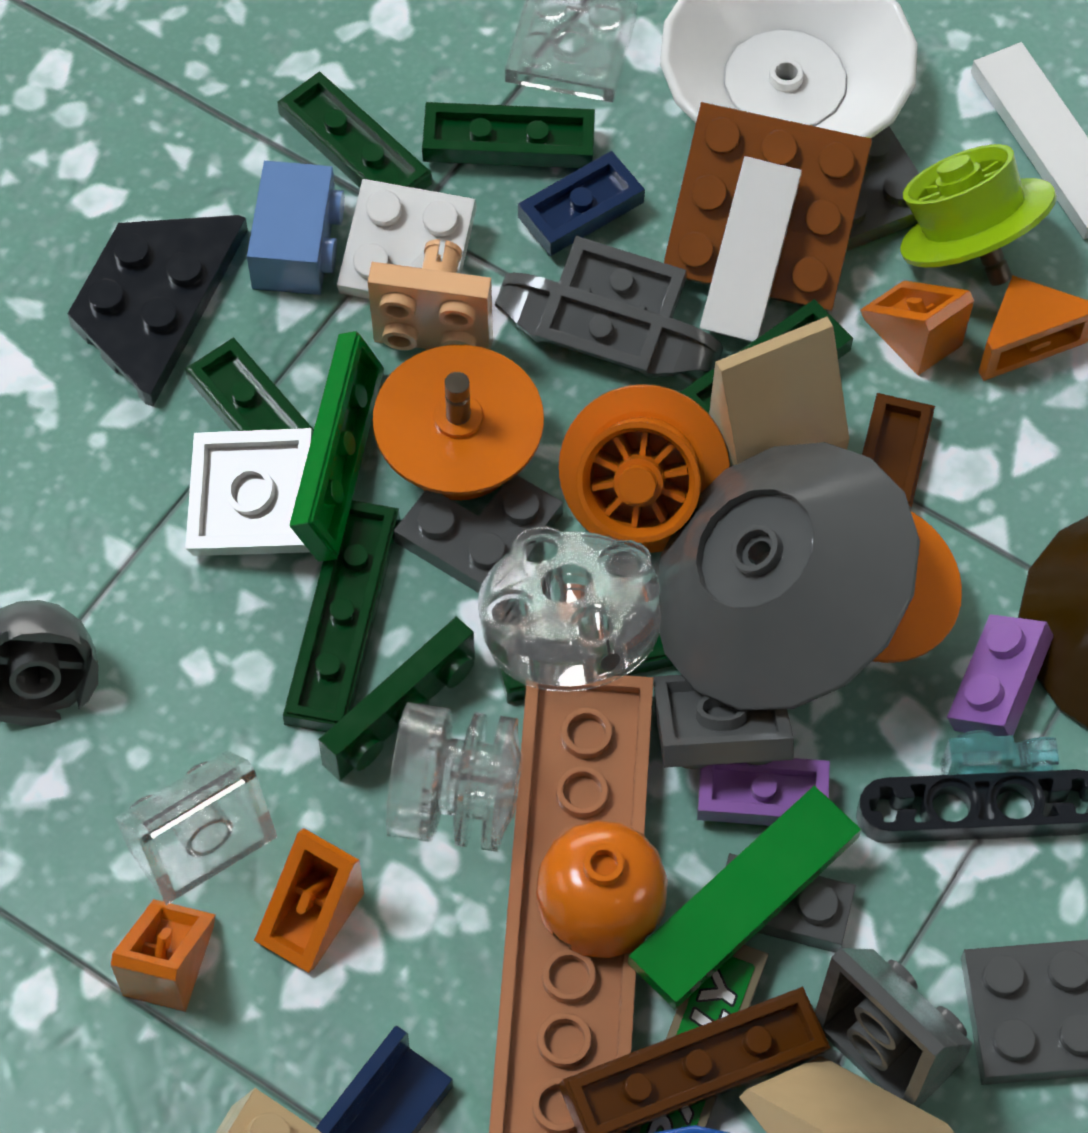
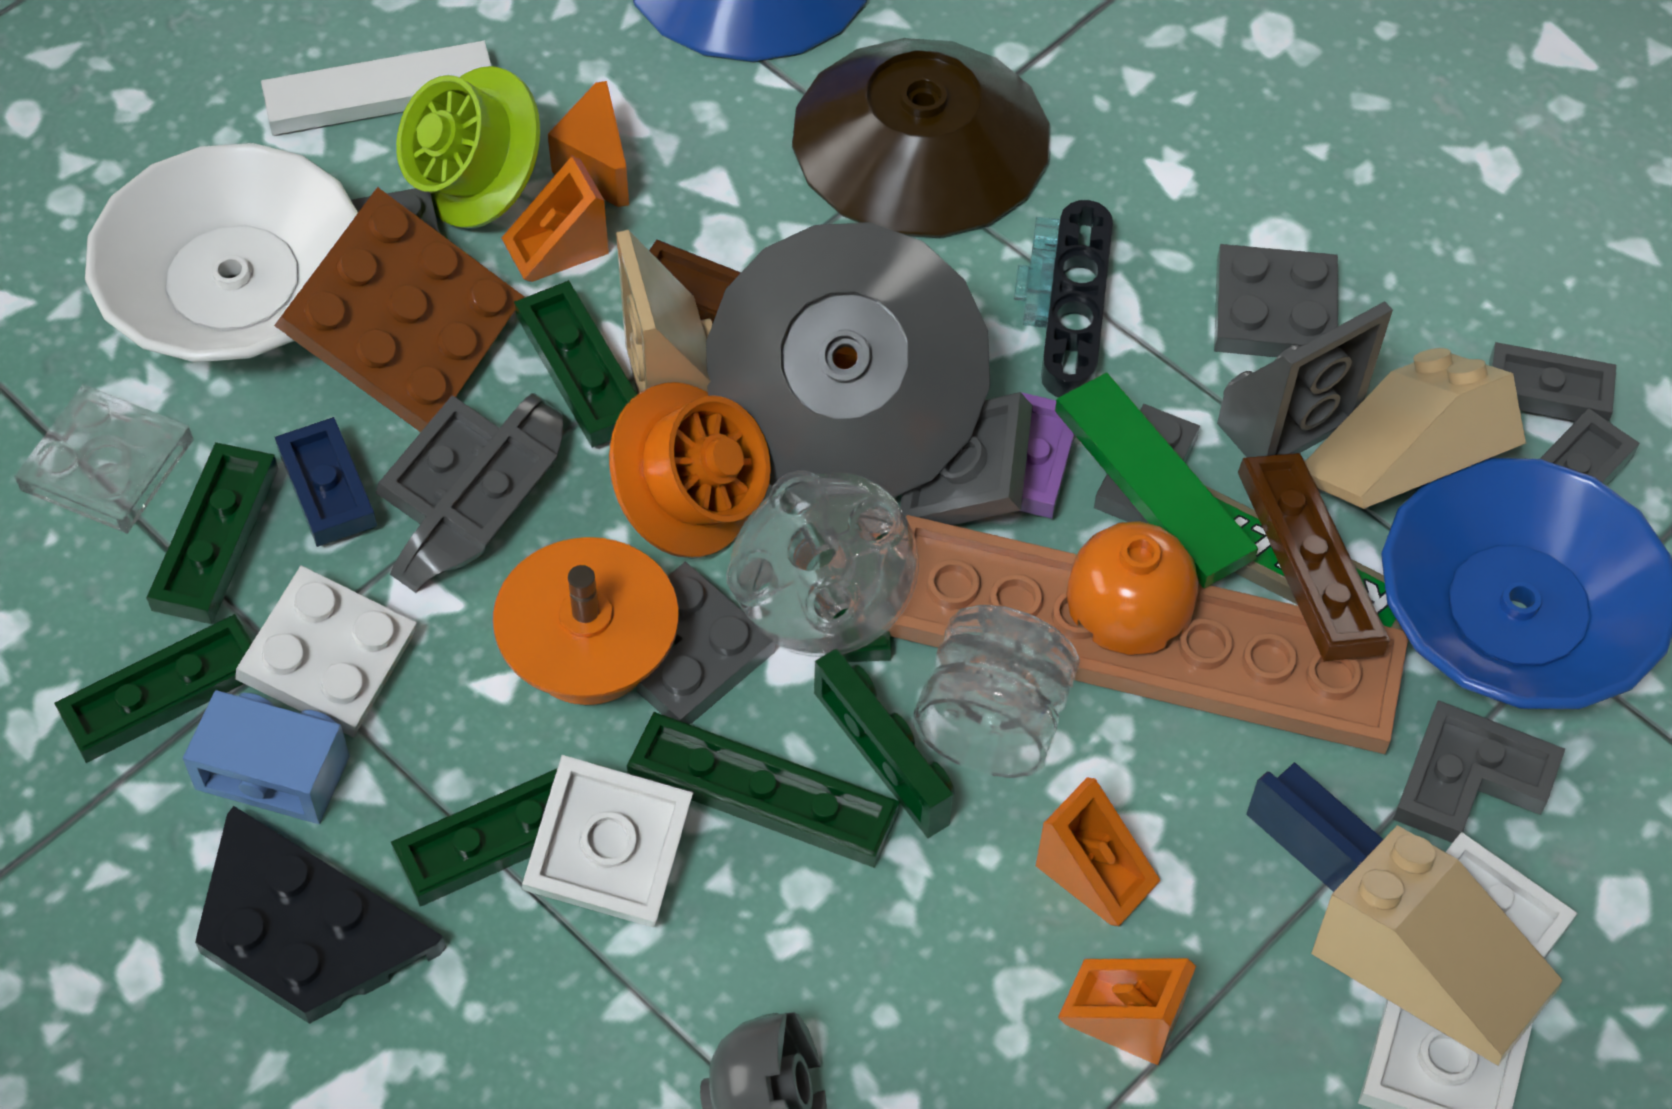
camera: 80 degrees left, 5 degrees down
(198, 825) = (996, 942): clear slope -> none
(337, 447) = (575, 743): green tile -> none
(430, 303) = (430, 623): light nougat plate -> none
(750, 249) = (453, 329): white tile -> none
(1000, 675) = (969, 251): medium lavender plate -> none

